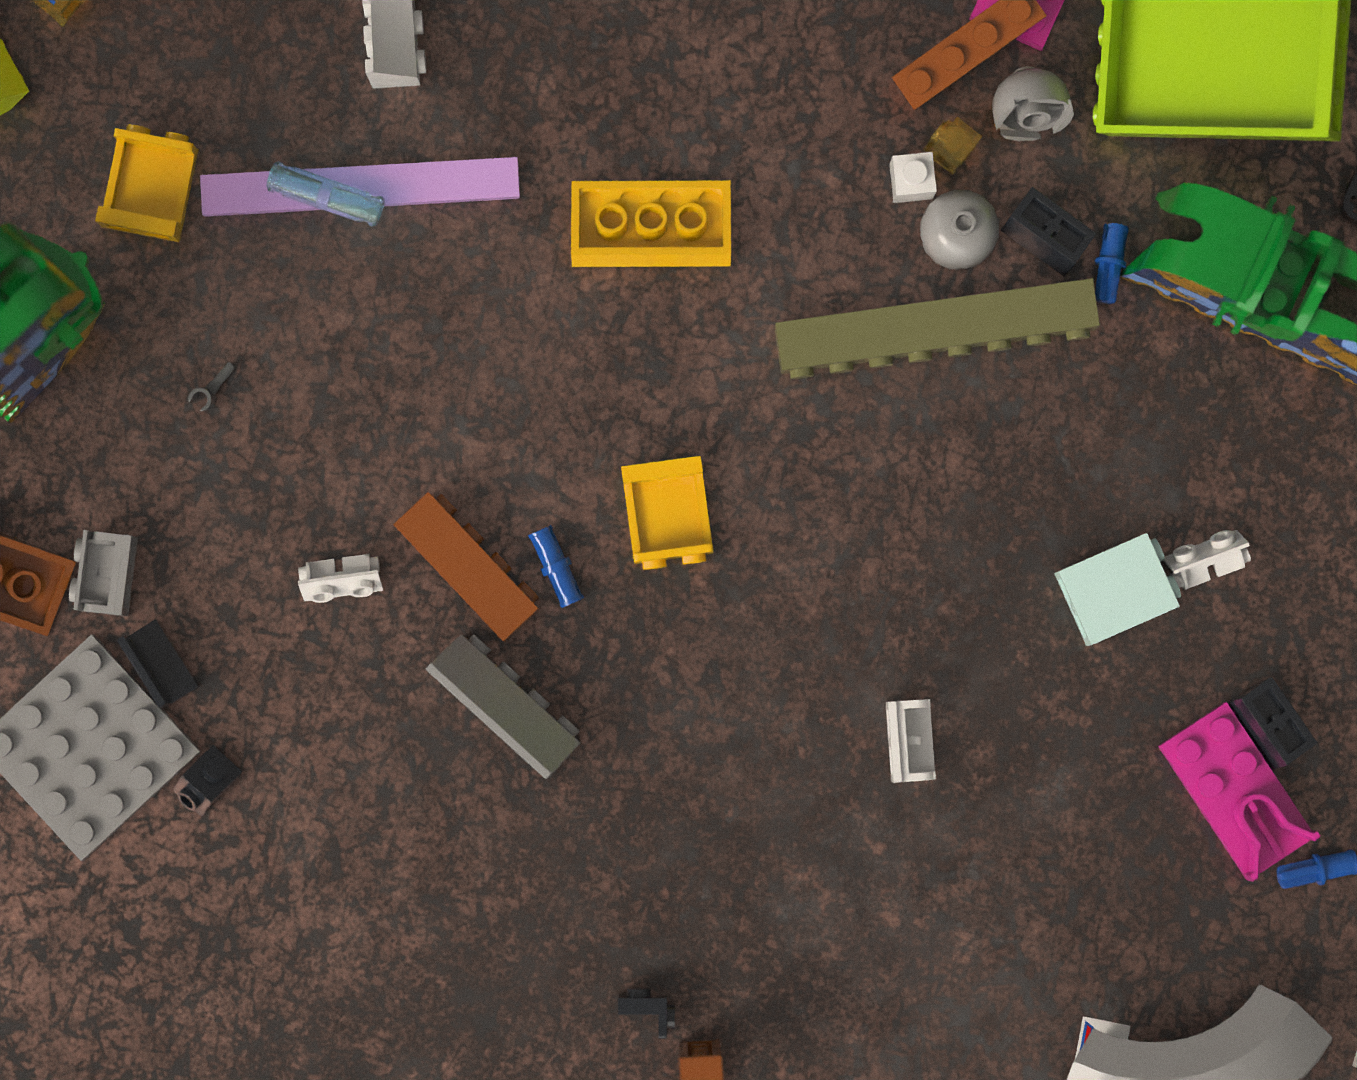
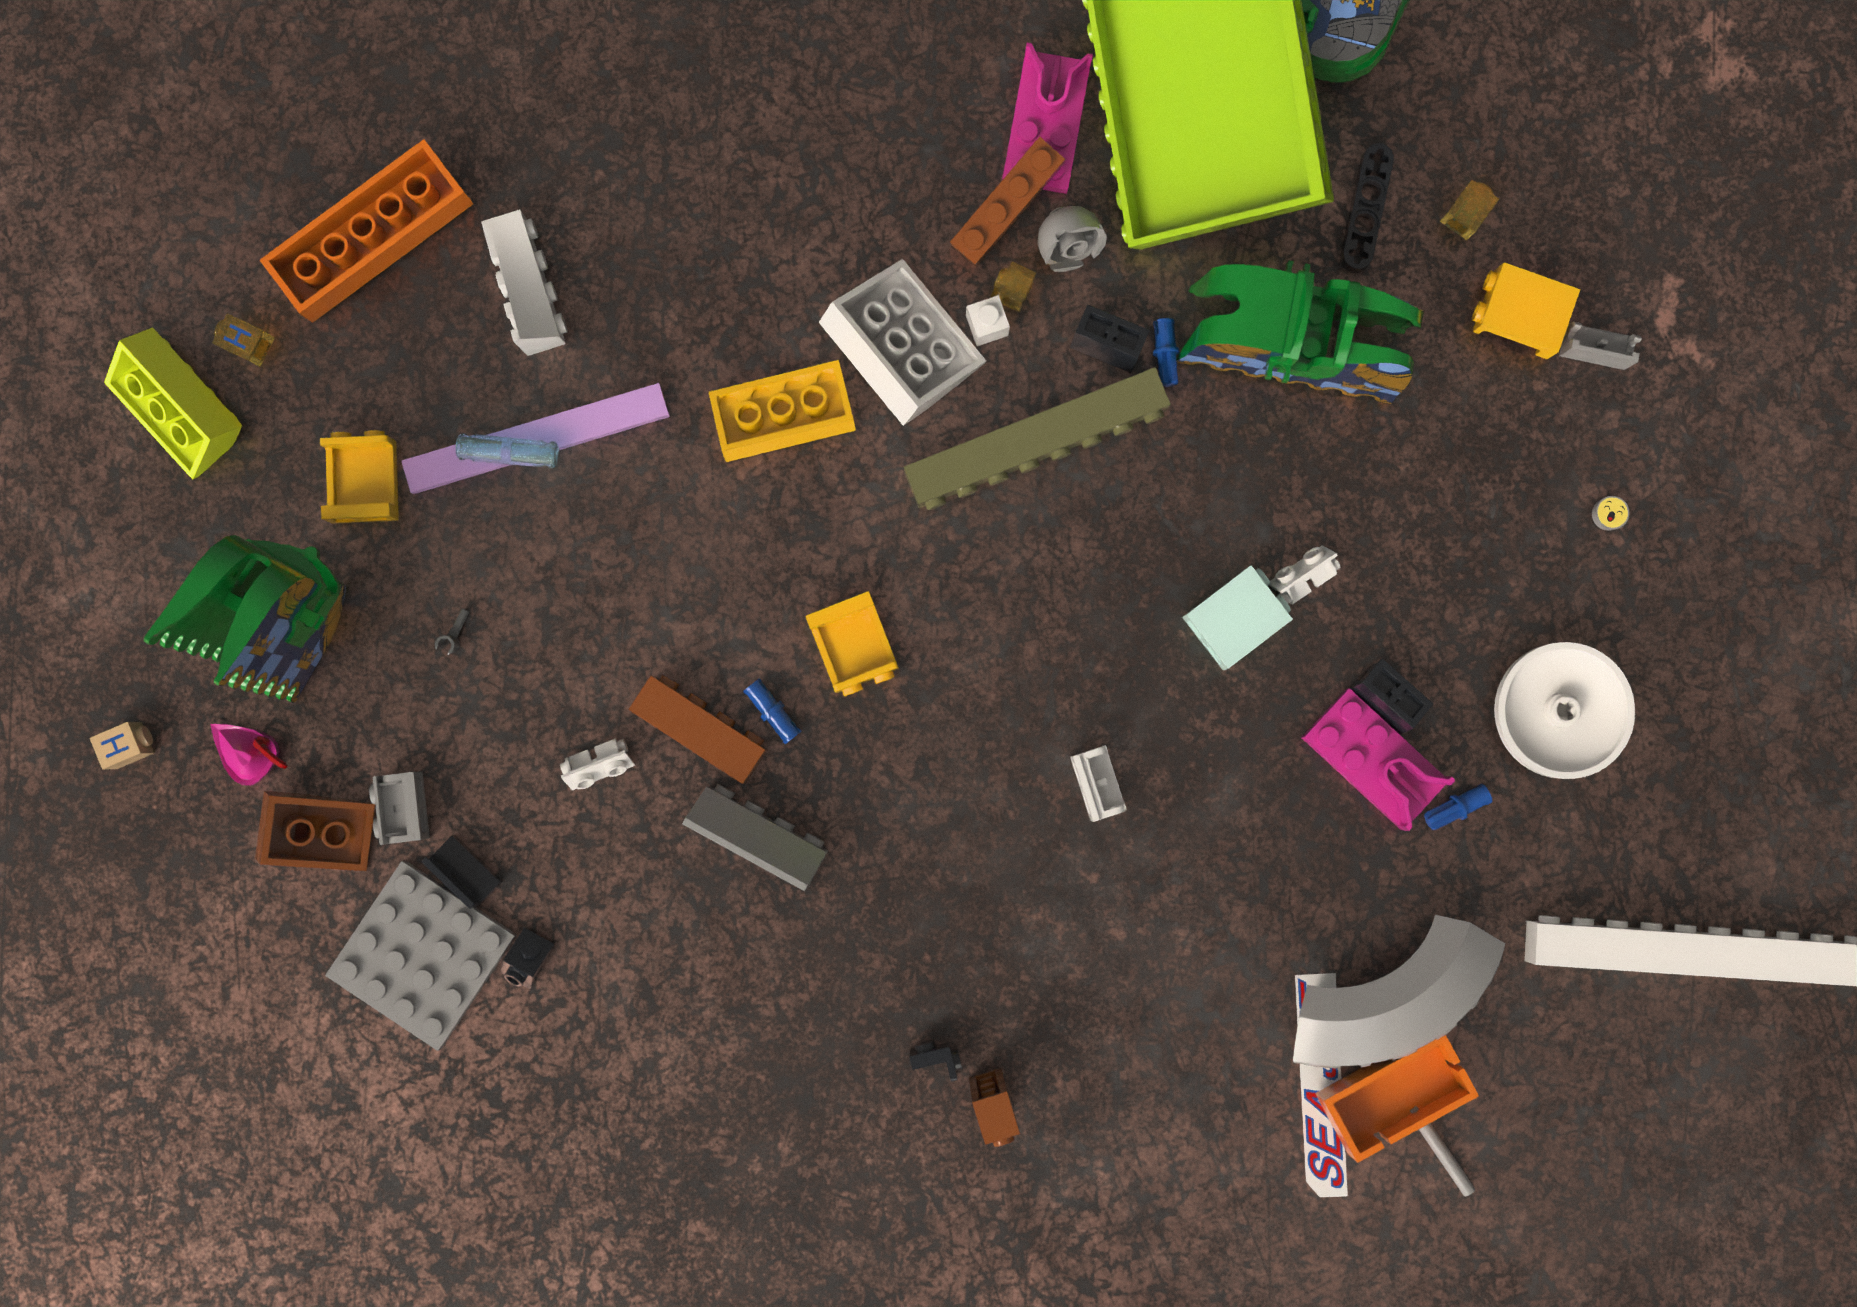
camera: 15 degrees left, 0 degrees up
(808, 176) = (901, 341): none -> white slope
(959, 229) = (1036, 354): light grey cylinder -> none

